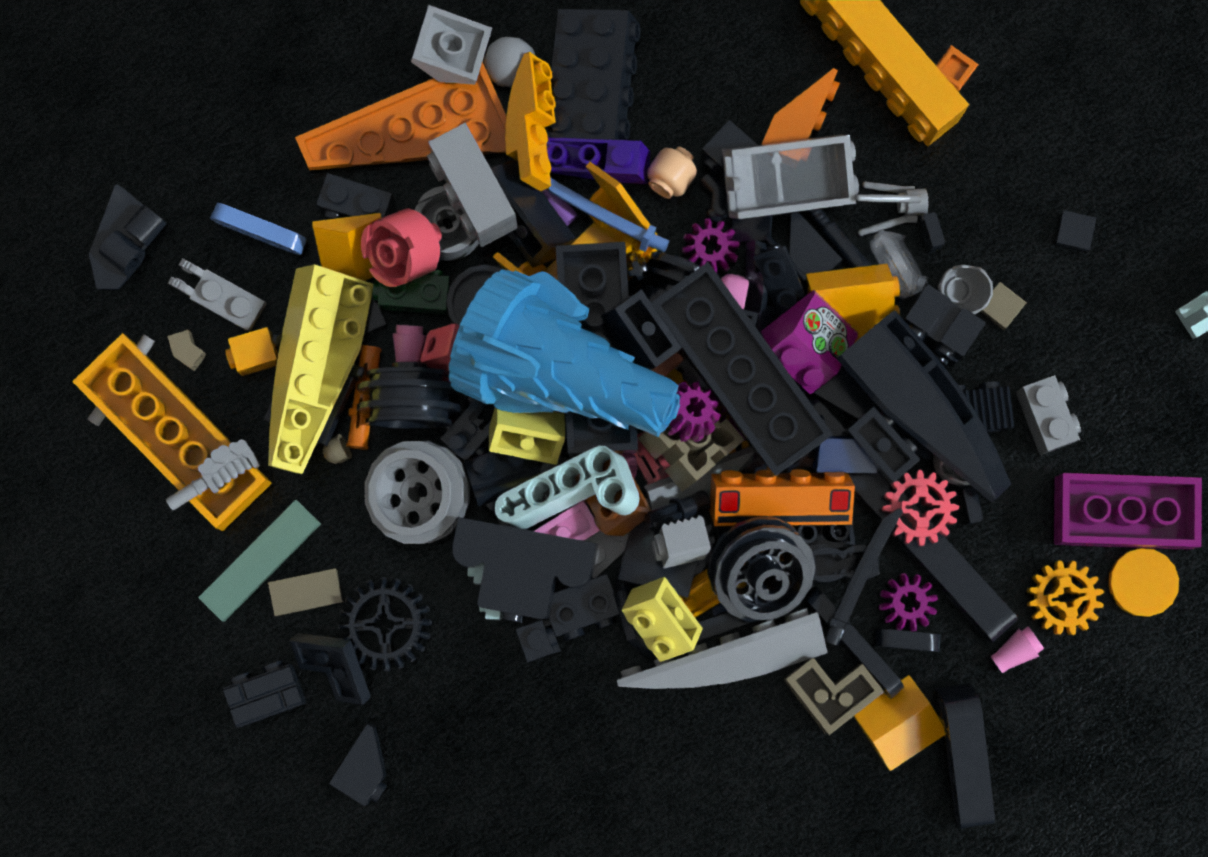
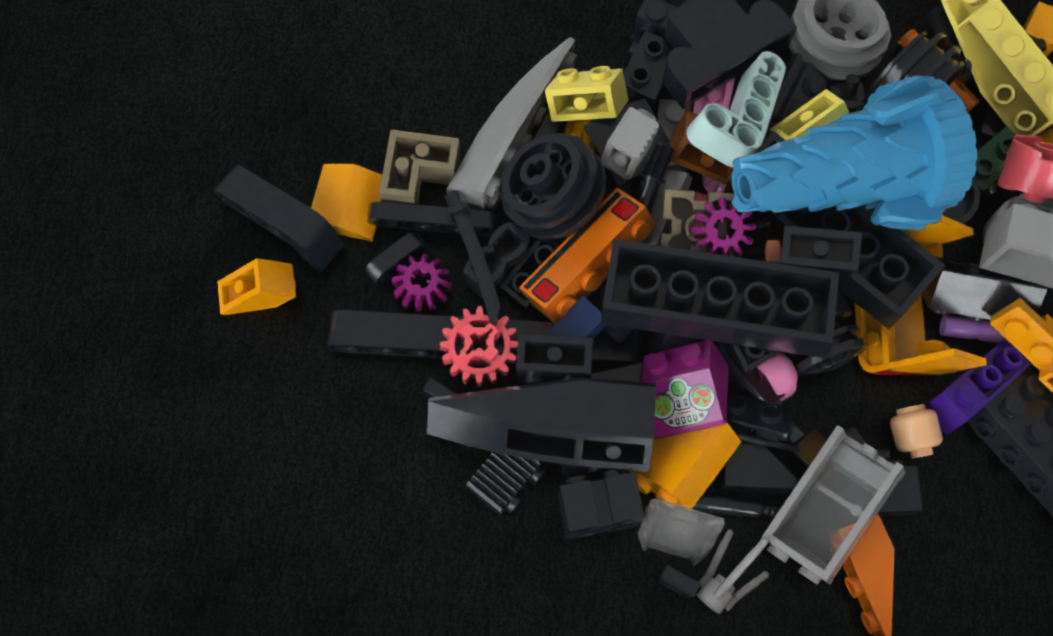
camera: 135 degrees right, 10 degrees down
(336, 450) = (915, 19): dark tan hinge -> none
(636, 266) = (869, 318): black axle -> none
(646, 237) = (884, 353): medium blue sword -> none
(714, 235) = (827, 390): magenta gear -> none
(967, 287) = (608, 558): light grey hair -> none
(1003, 306) = (566, 580): dark tan tile -> none
(1017, 650) = (307, 327): bright pink cone -> none
(1029, 713) = (256, 287): none -> light orange slope
(1048, 414) = (447, 522): light grey brick -> none
(1063, 584) = (298, 408): light orange gear -> none
(1127, 511) = (314, 505): magenta brick -> none
(1143, 582) = (254, 469): light orange tile -> none

